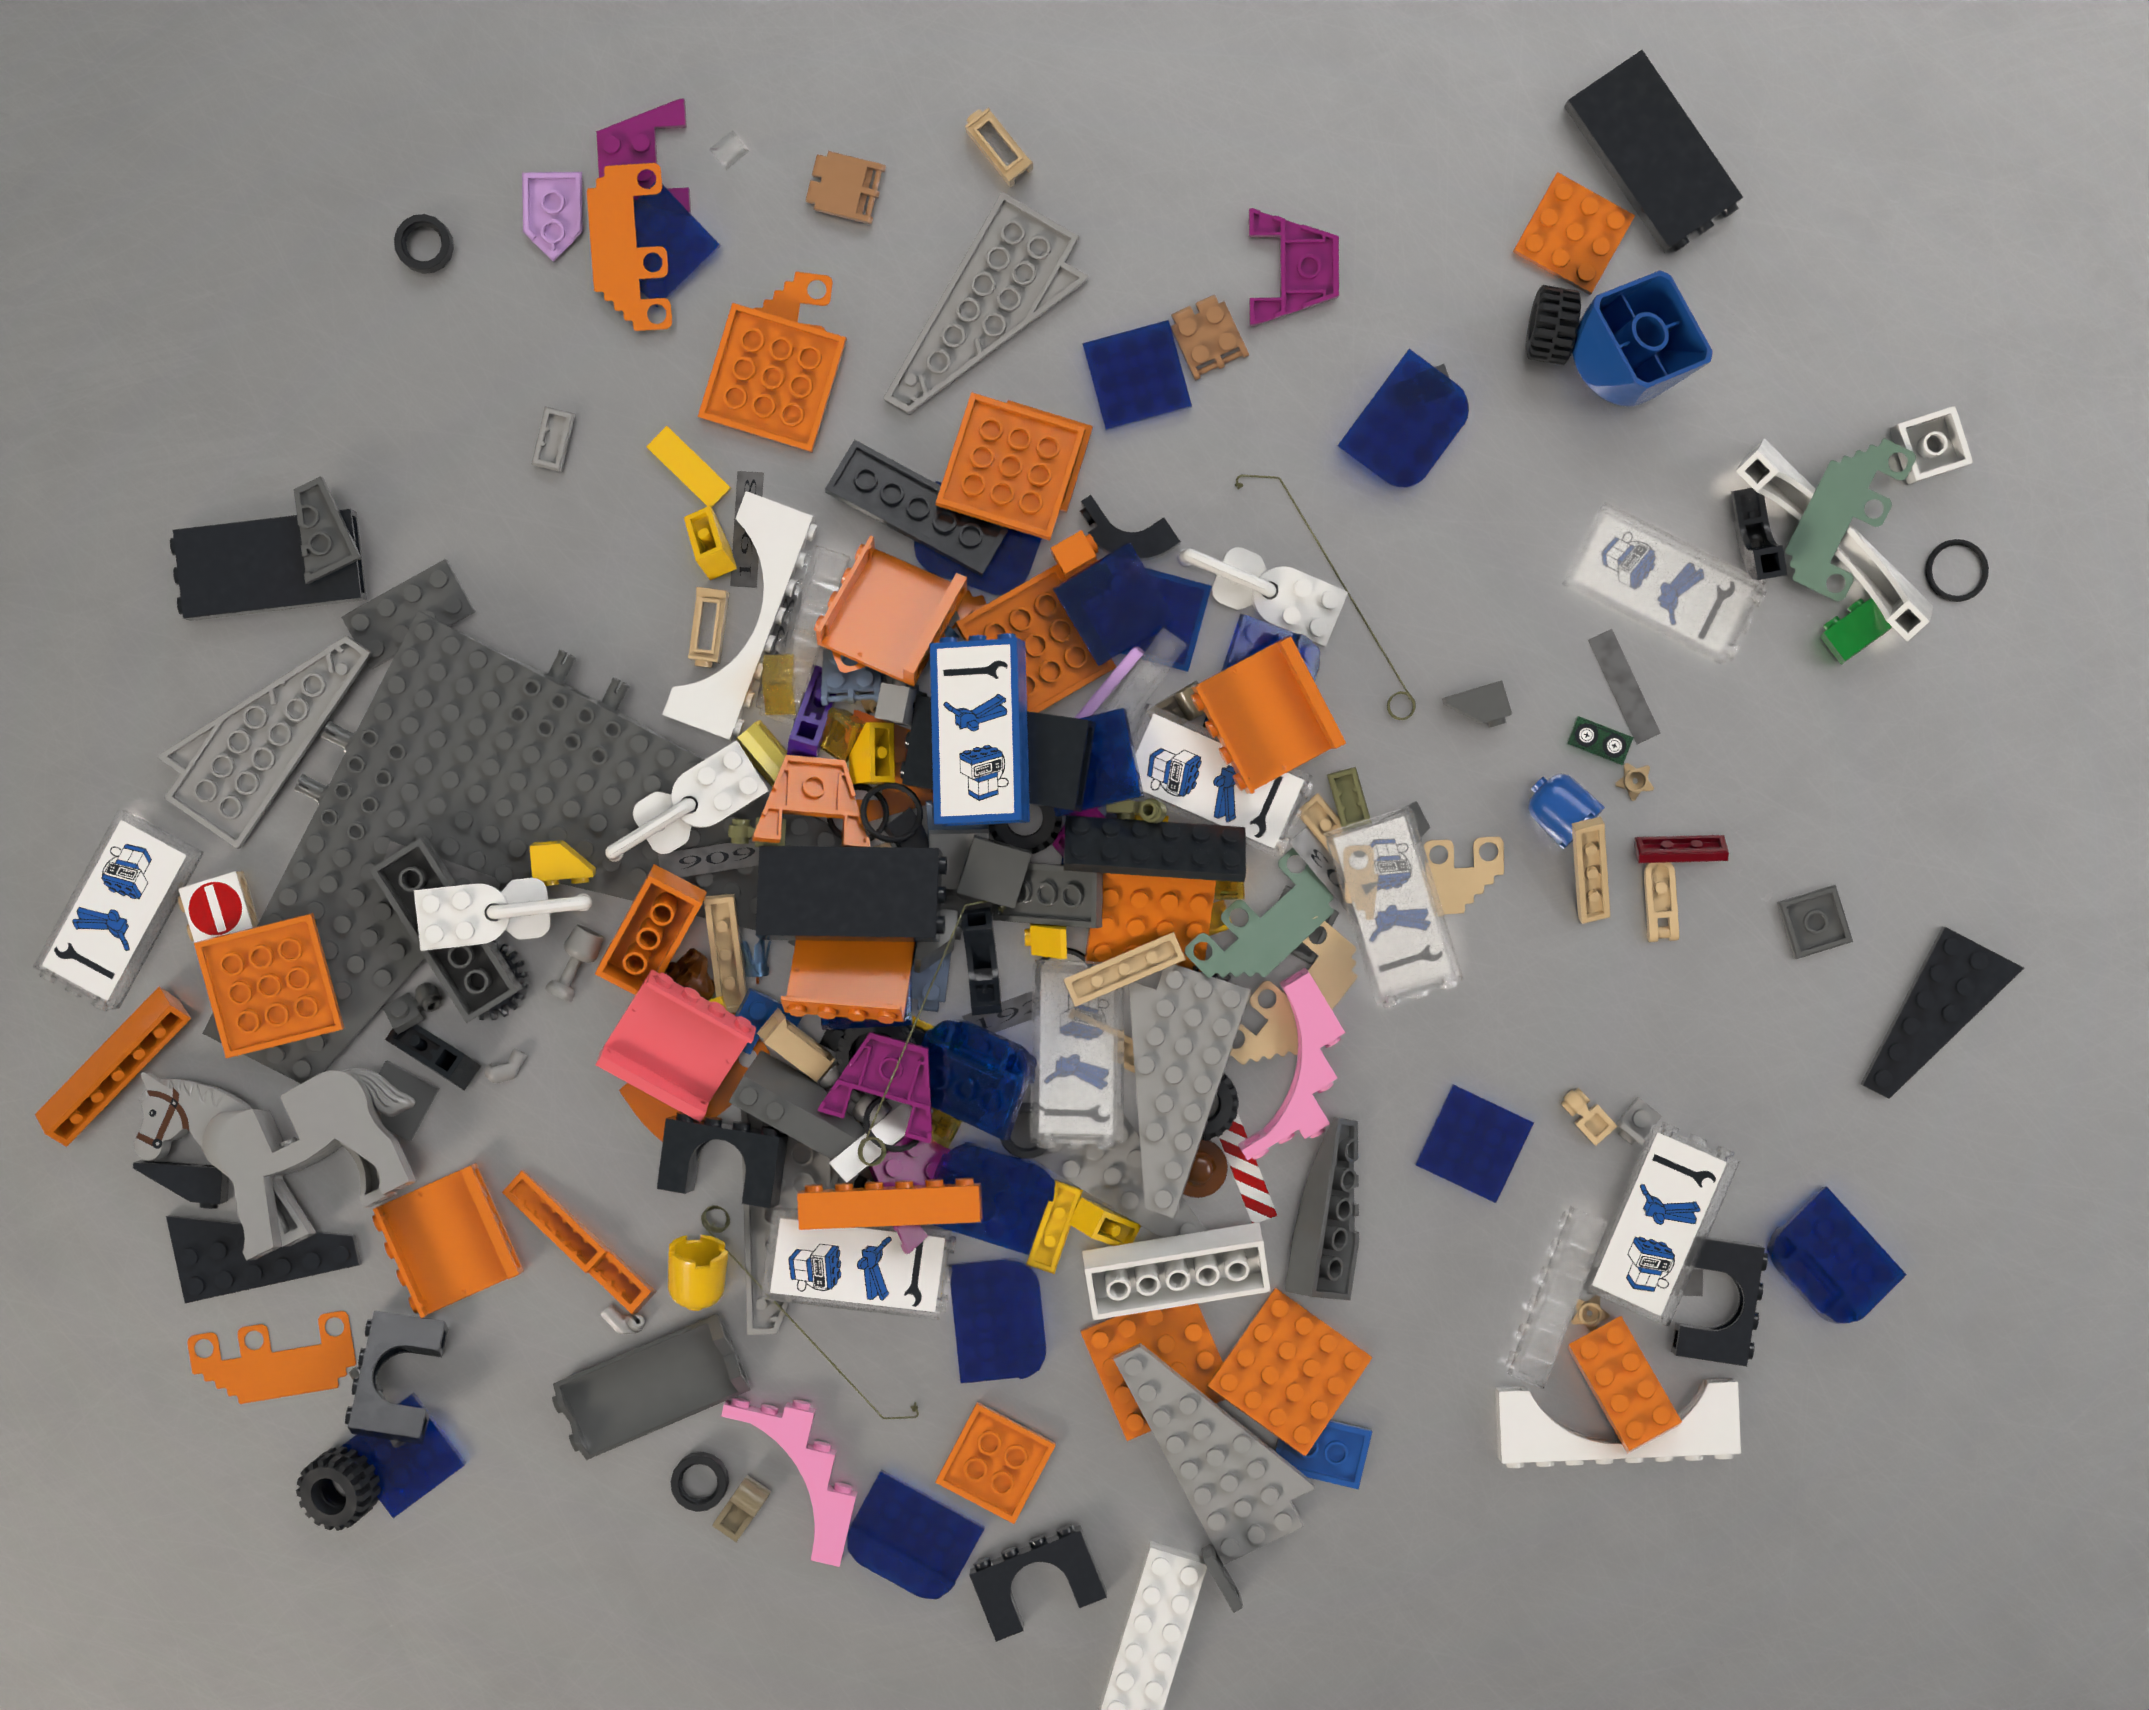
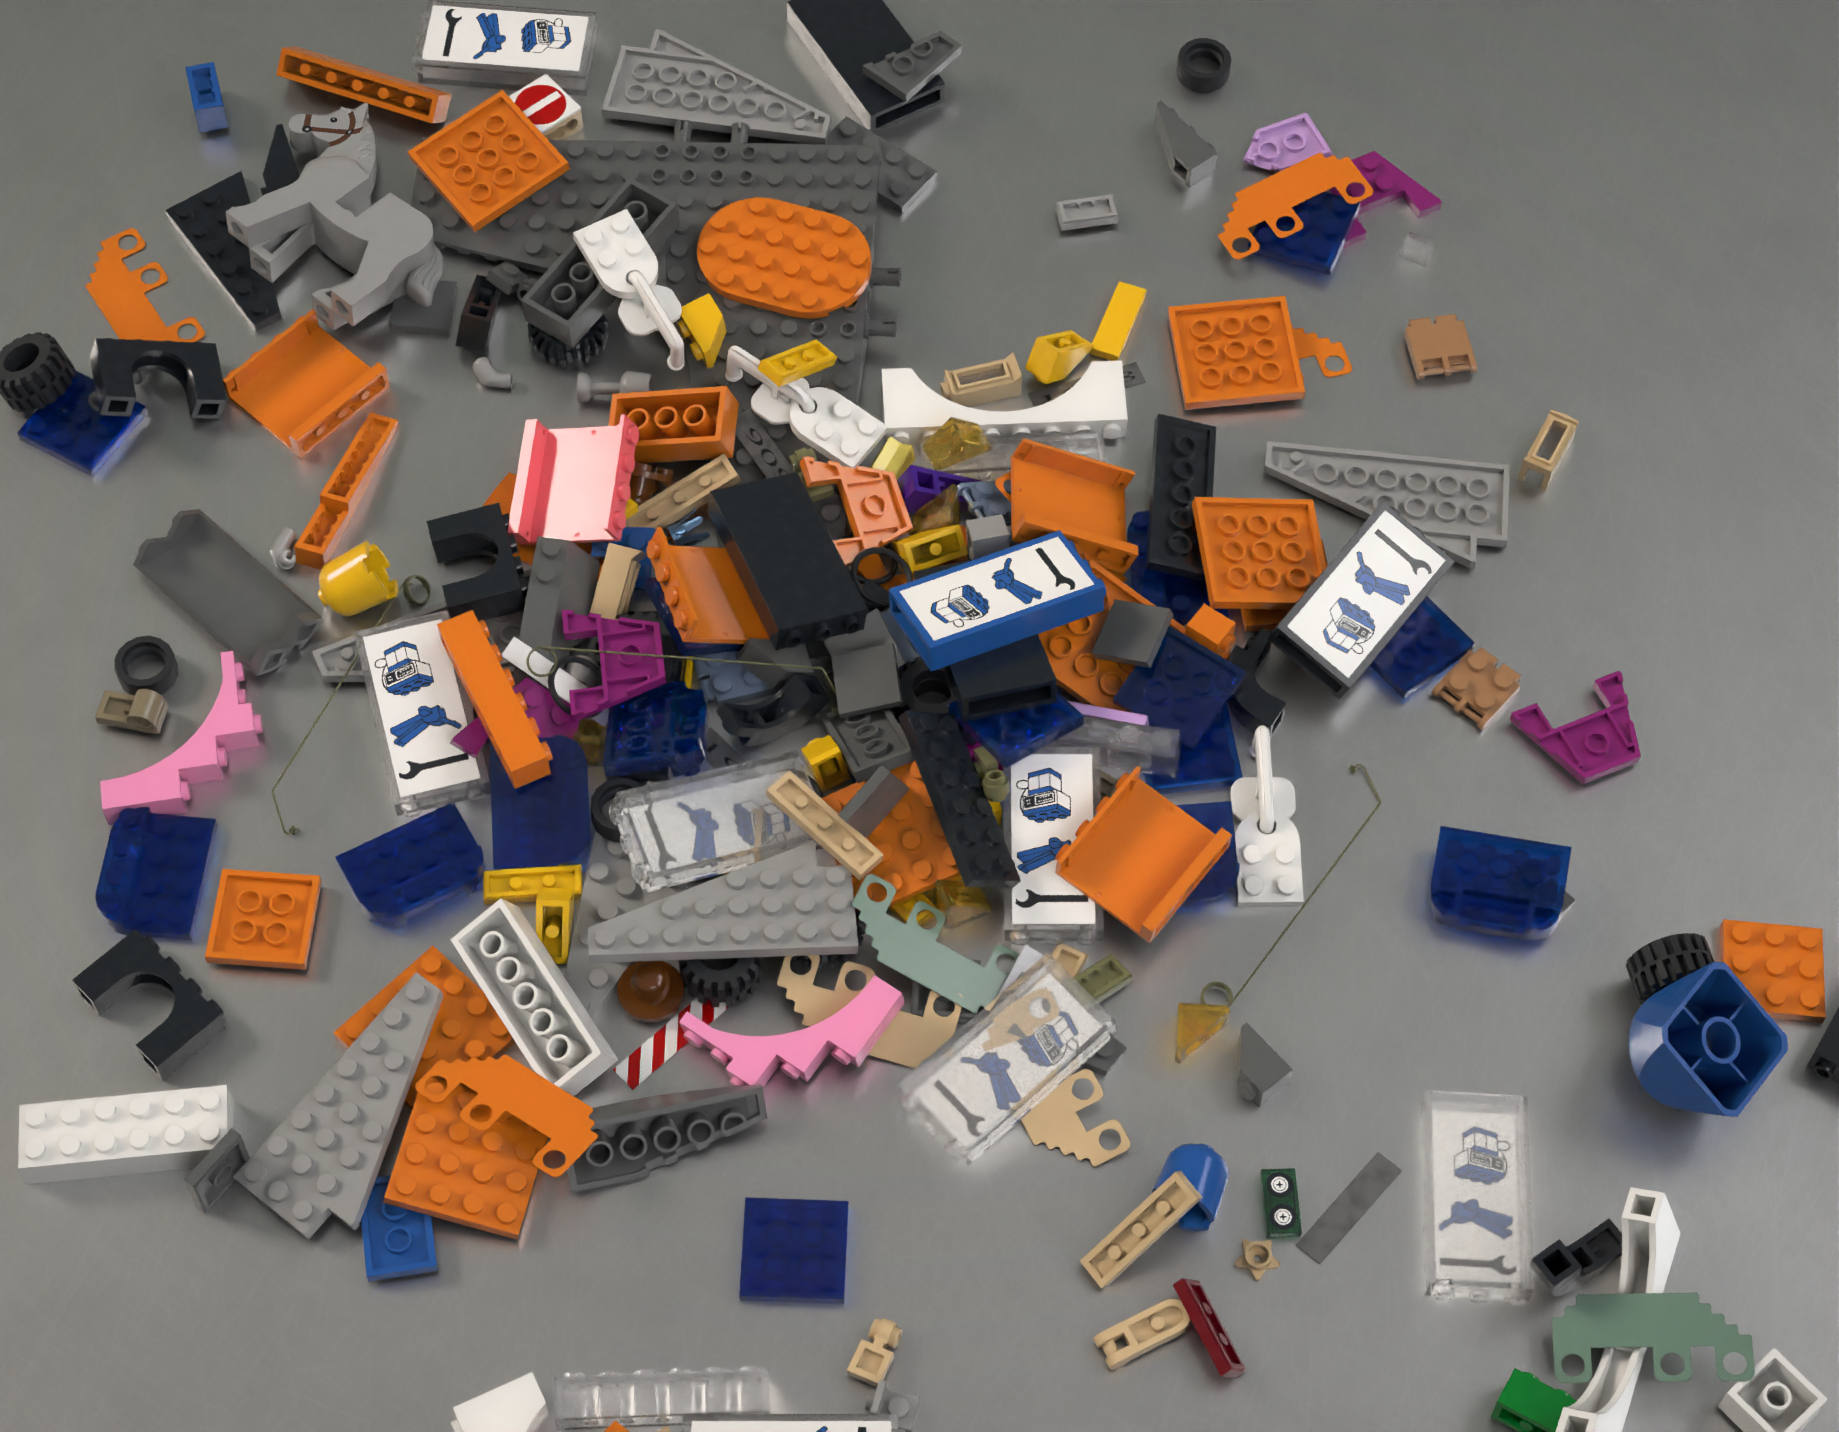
camera: 65 degrees right, 30 degrees down
(65, 1222) = (206, 97): none -> blue brick
(509, 756) = (784, 257): none -> orange plate
(520, 313) = (1184, 149): none -> dark grey slope
(645, 798) = (797, 362): none -> yellow tile
(1048, 622) = (1132, 633): none -> dark grey tile
(1096, 402) = (1361, 600): none -> brick
(1133, 925) = (873, 801): none -> dark grey tile
(1261, 1314) = (526, 1095): none -> orange piece
(1423, 737) = (1196, 1026): none -> clear yellow slope

